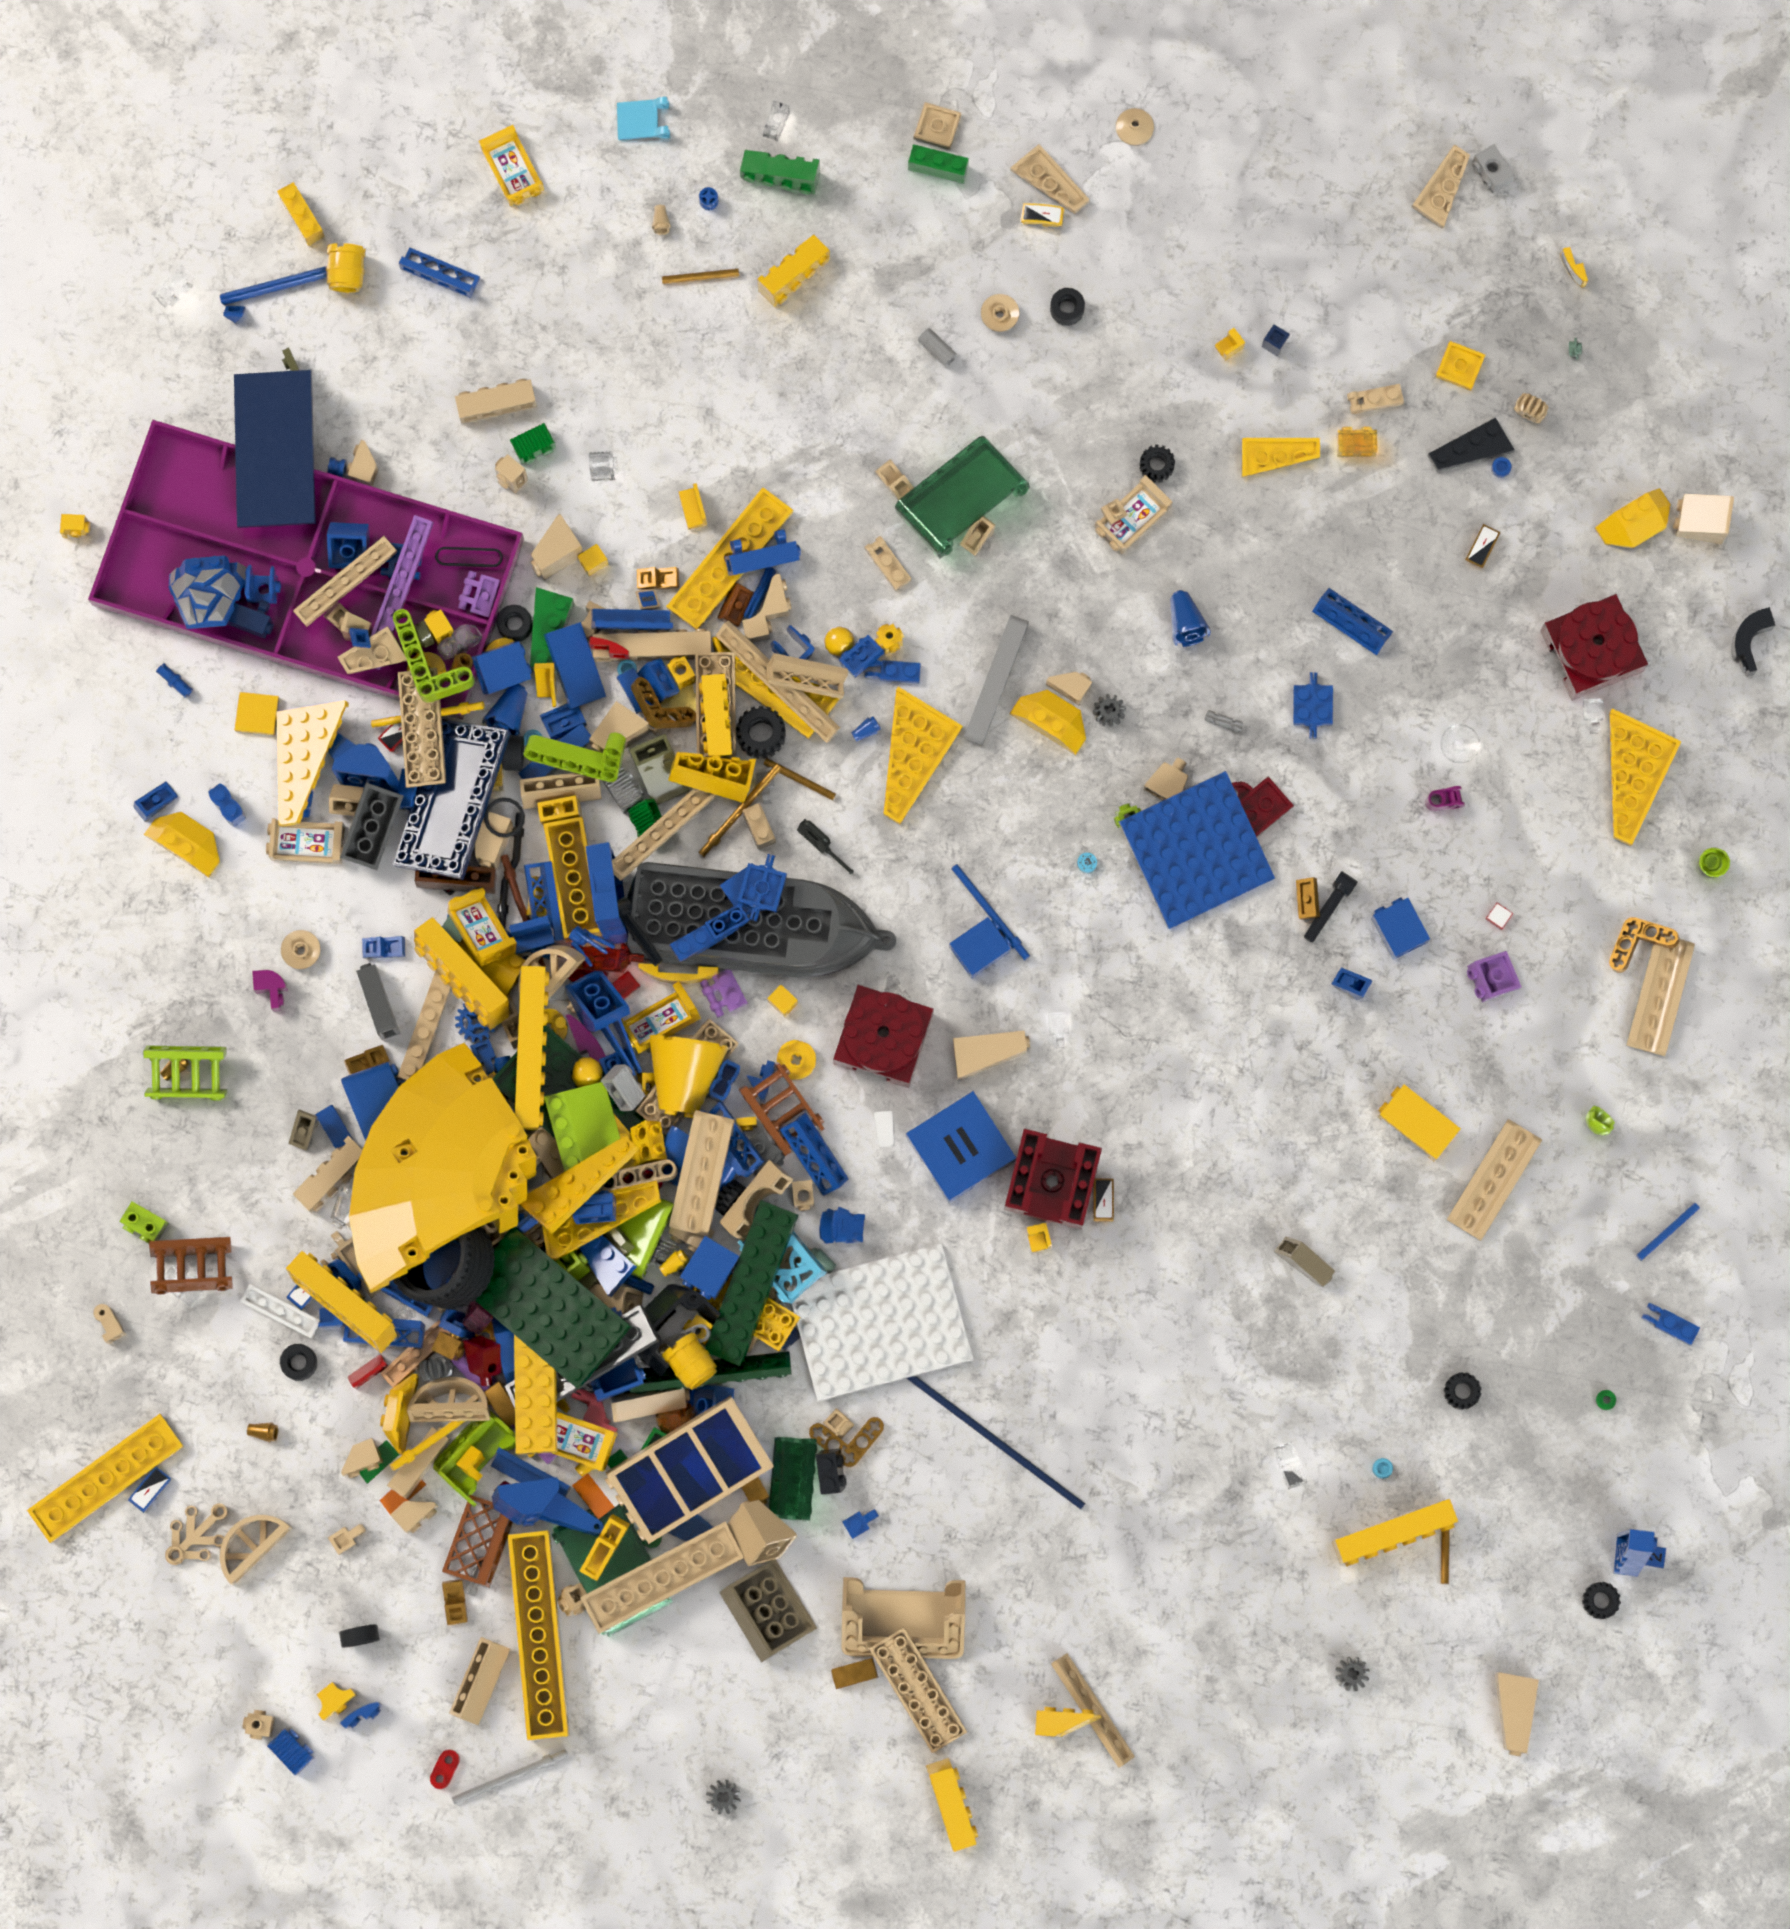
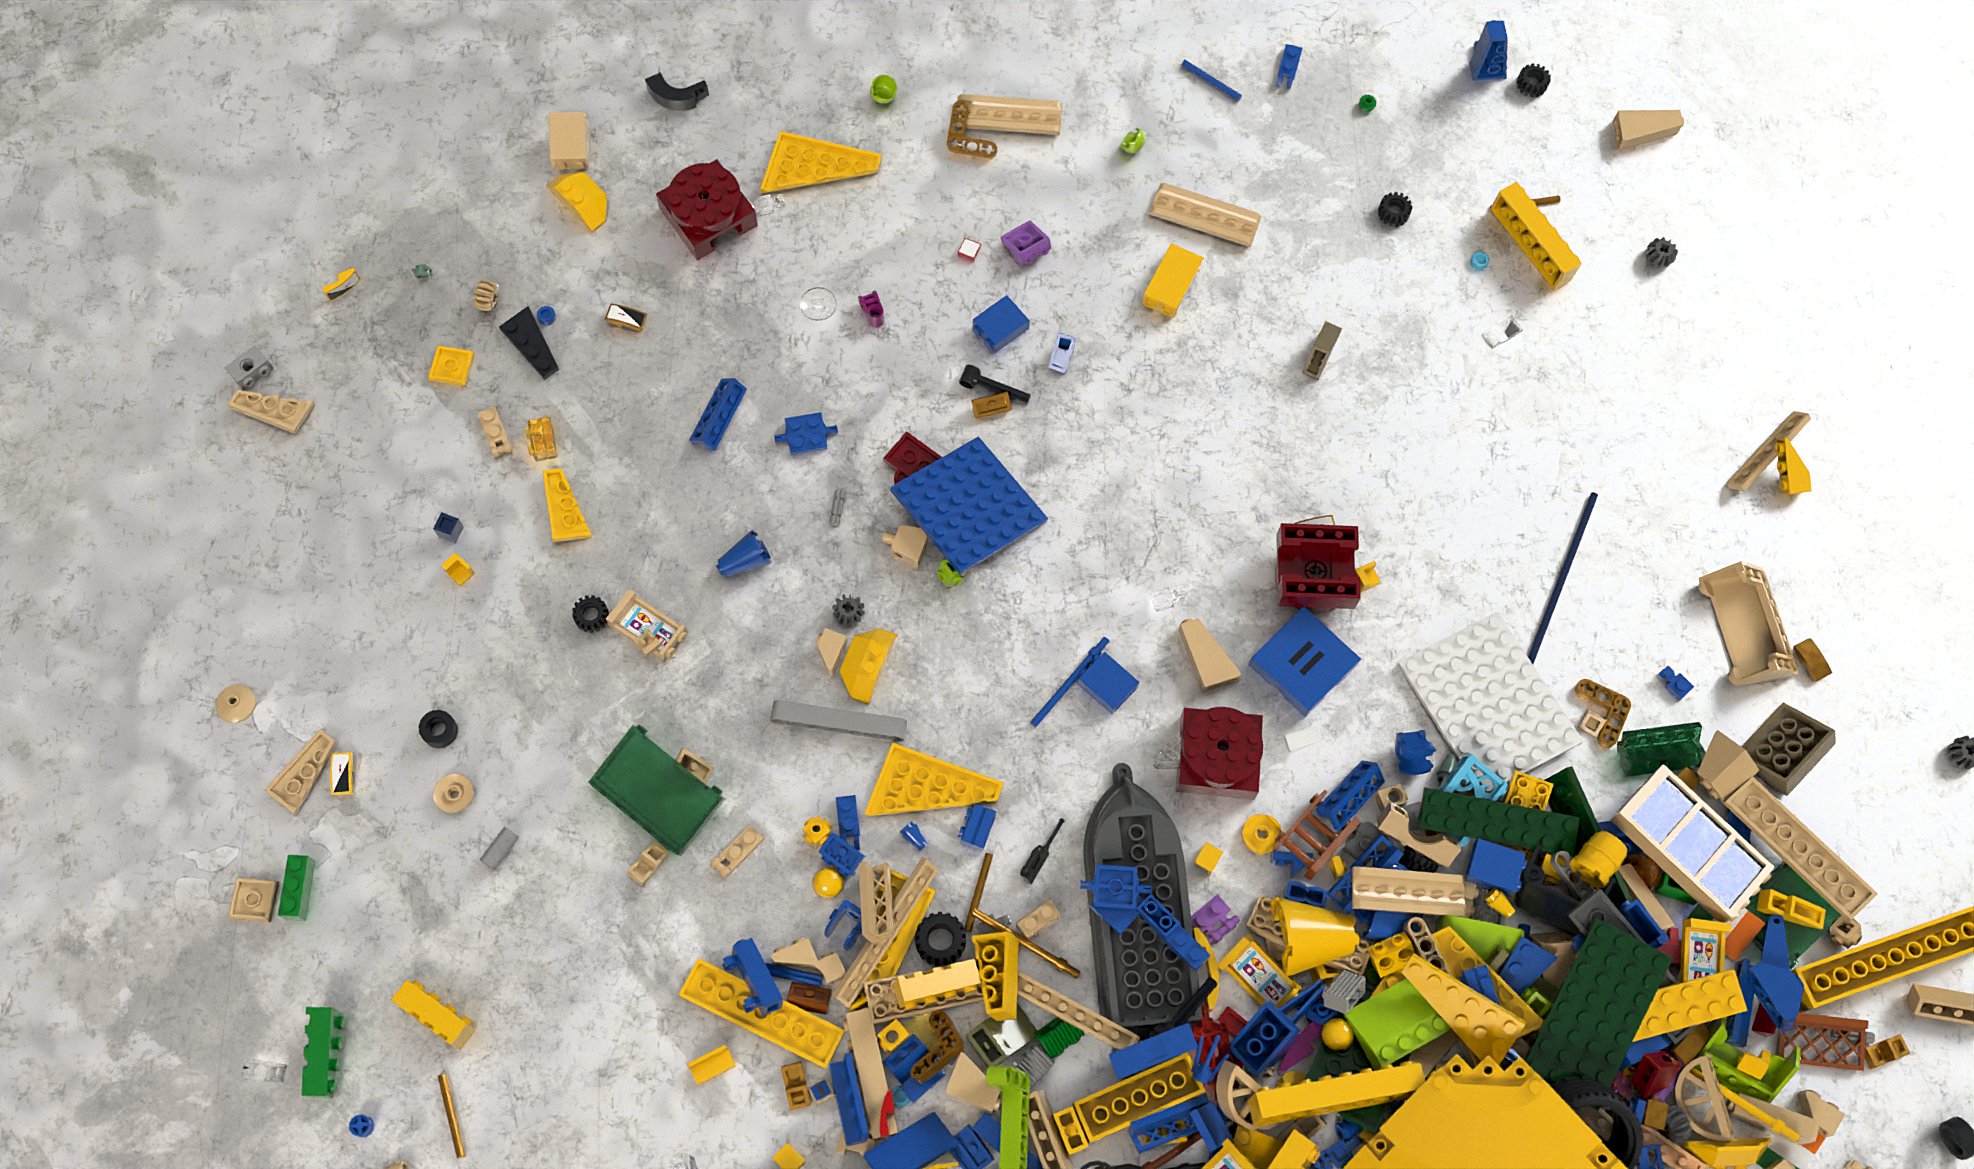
camera: 105 degrees left, 10 degrees down
(830, 1471) = (1644, 715): black brick -> none
(861, 790) = (978, 827): none -> blue brick
(918, 1690) = (1809, 598): tan plate -> none
(951, 1804) = (1894, 551): yellow wedge -> none
(1087, 862) = (1001, 603): medium azure tile -> none

